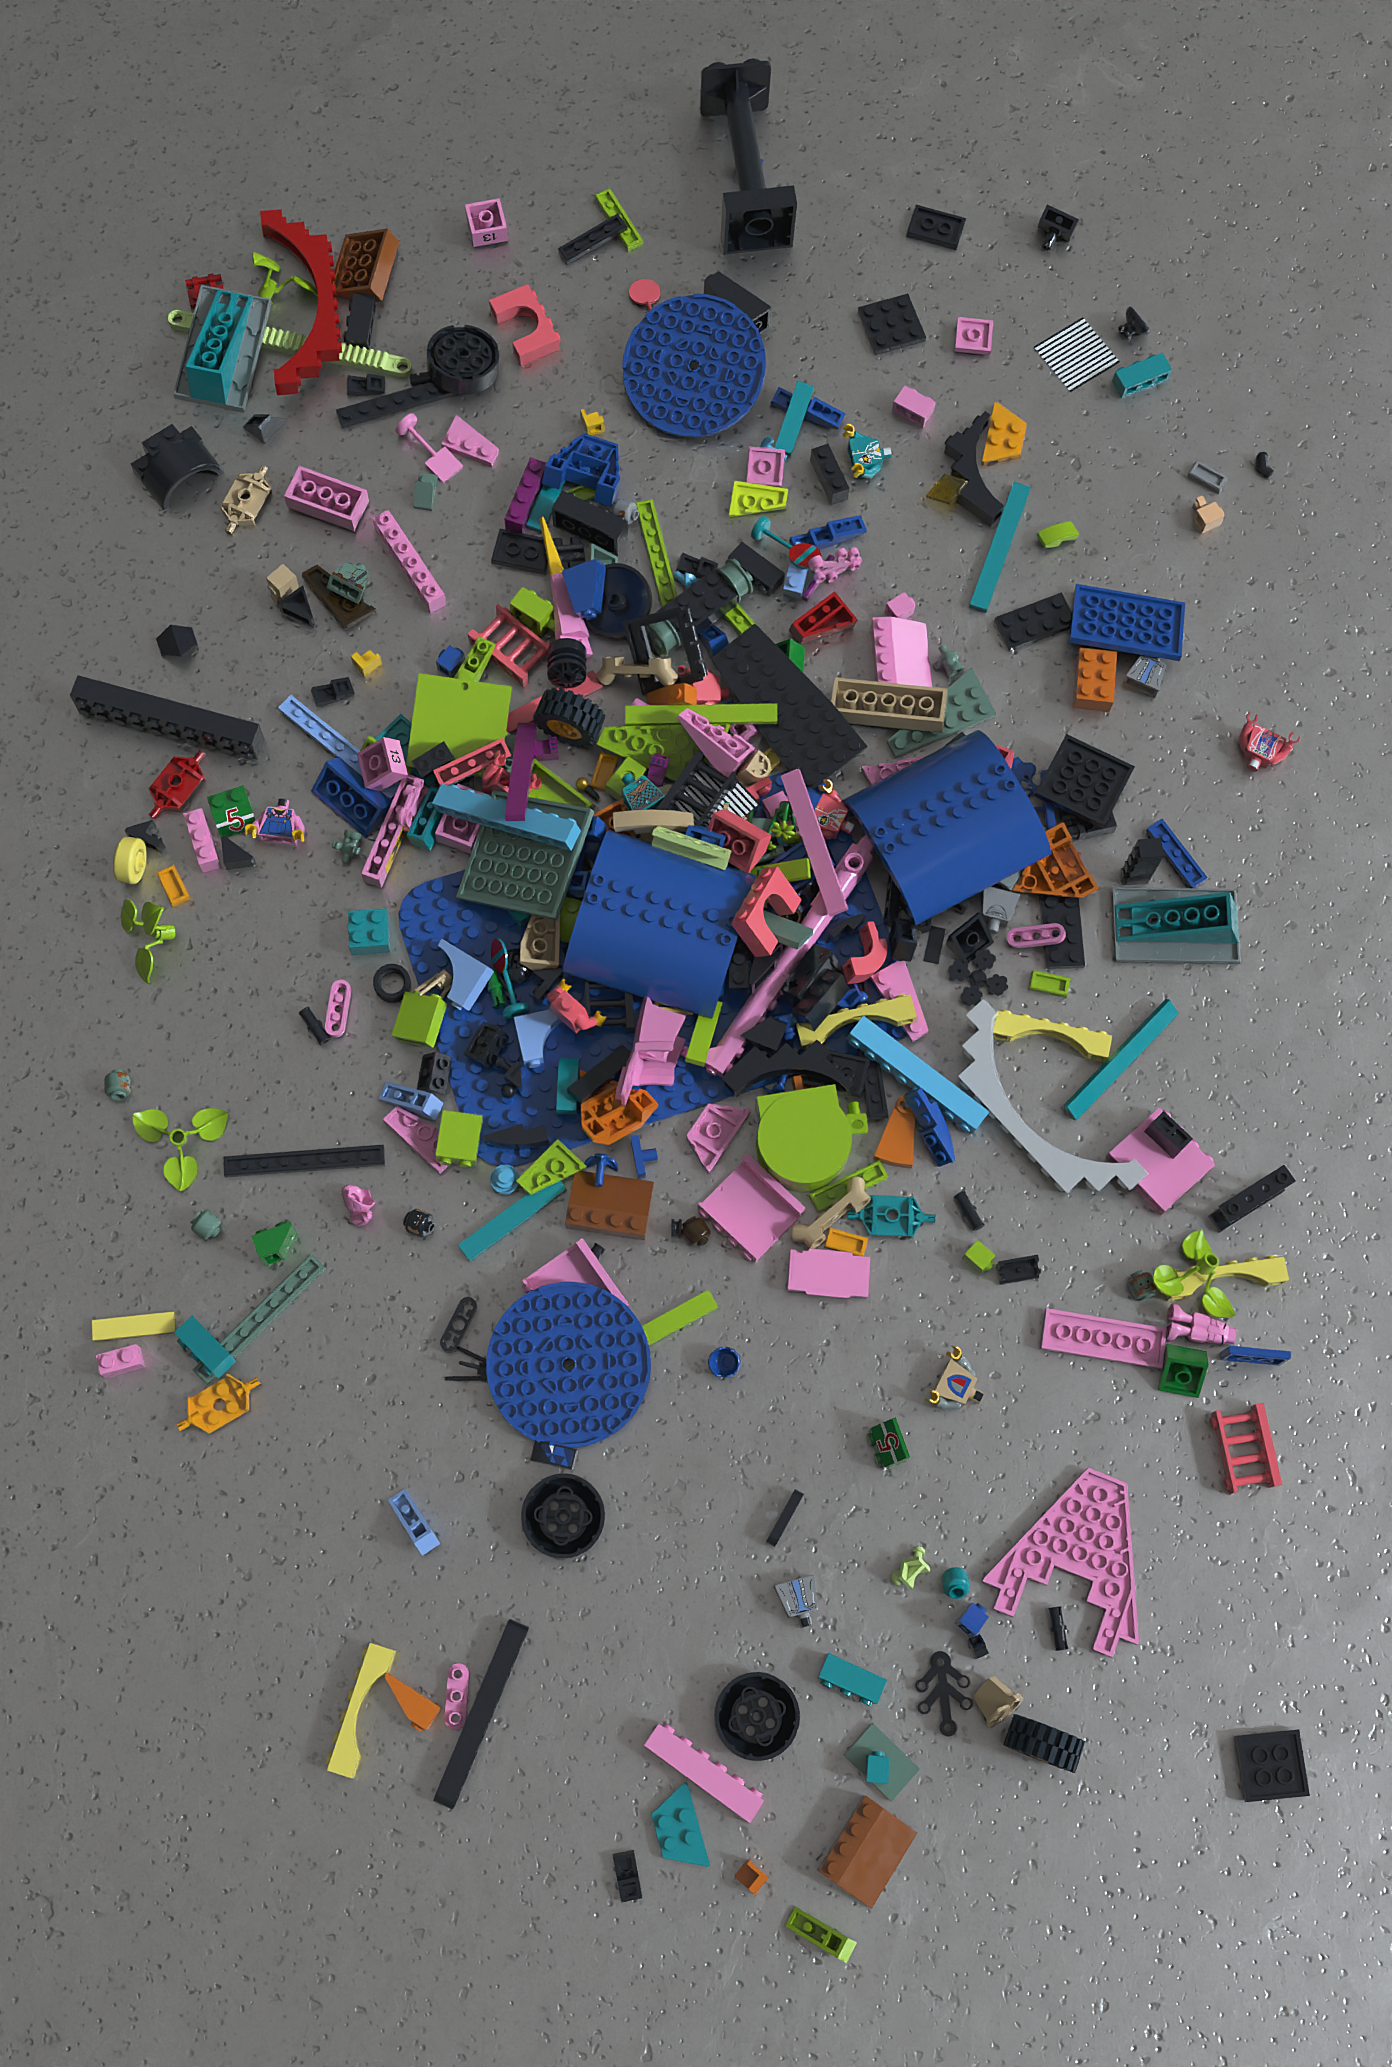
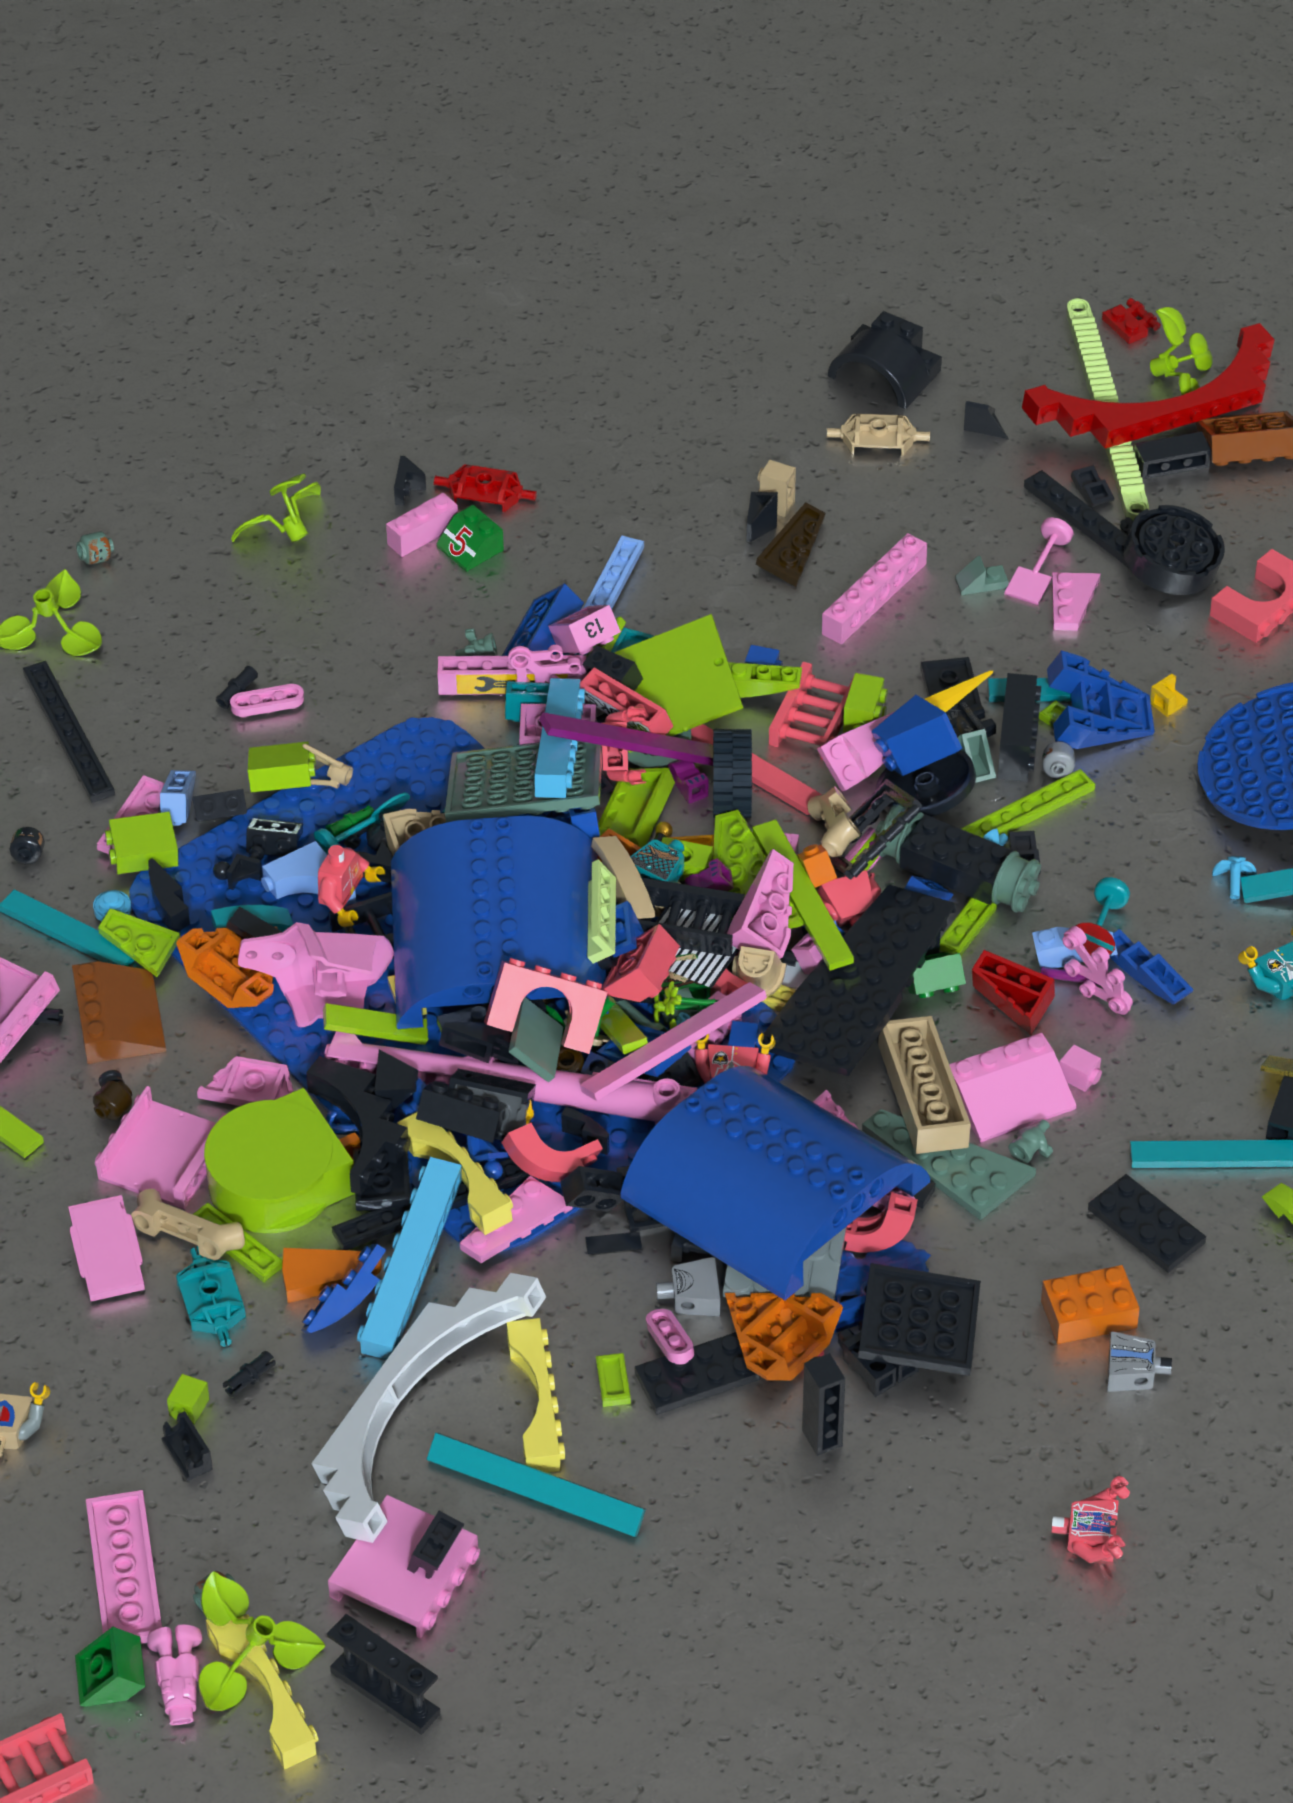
camera: 75 degrees right, 25 degrees down
(129, 860) = (365, 469): light yellow wheel -> none
(167, 717) = (556, 448): black brick -> none
(173, 886) = (358, 523): light orange tile -> none
(176, 640) = (666, 432): black slope -> none
(222, 348) = (1056, 348): piece -> none
(234, 856) = (417, 556): black slope -> none
(277, 825) = (471, 578): torso -> none
(326, 498) = (914, 492): bright pink brick -> none
(333, 692) = (668, 579): black slope -> none
(349, 581) = (817, 543): sand green torso -> none
(358, 1202) = (33, 783): bright pink hair -> none
(366, 662) = (719, 595): yellow panel -> none
(369, 931) = (374, 695): teal brick -> none
(384, 970) = (321, 722): black tyre -> none
(468, 976) = (353, 788): light blue arch -> none
(521, 504) = (1015, 658): magenta arch -> none
(566, 663) = (810, 757): black wheel -> none
(601, 1160) = (167, 982): blue plant -> none
(641, 1156) = (190, 1020): blue tile -> none
(756, 498) = (1155, 881): neon yellow wing -> none
(764, 573) = (1053, 903): black brick -> none
(765, 466) = (1205, 875): bright pink tile -> none
(829, 474) = (1222, 948): black brick -> none
(845, 1242) = (158, 1260): light orange tile -> none
(857, 1121) = (323, 1214): lime bracket -> none
(970, 938) = (634, 1268): black slope -> none
(978, 977) = (585, 1298): black plant -> none
(1127, 622) = (1196, 1314): blue plate -> none
(1176, 925) = (767, 1501): piece -> none
(1177, 854) = (873, 1470): blue plate -> none
(1255, 1355) = (155, 1739): blue tile -> none

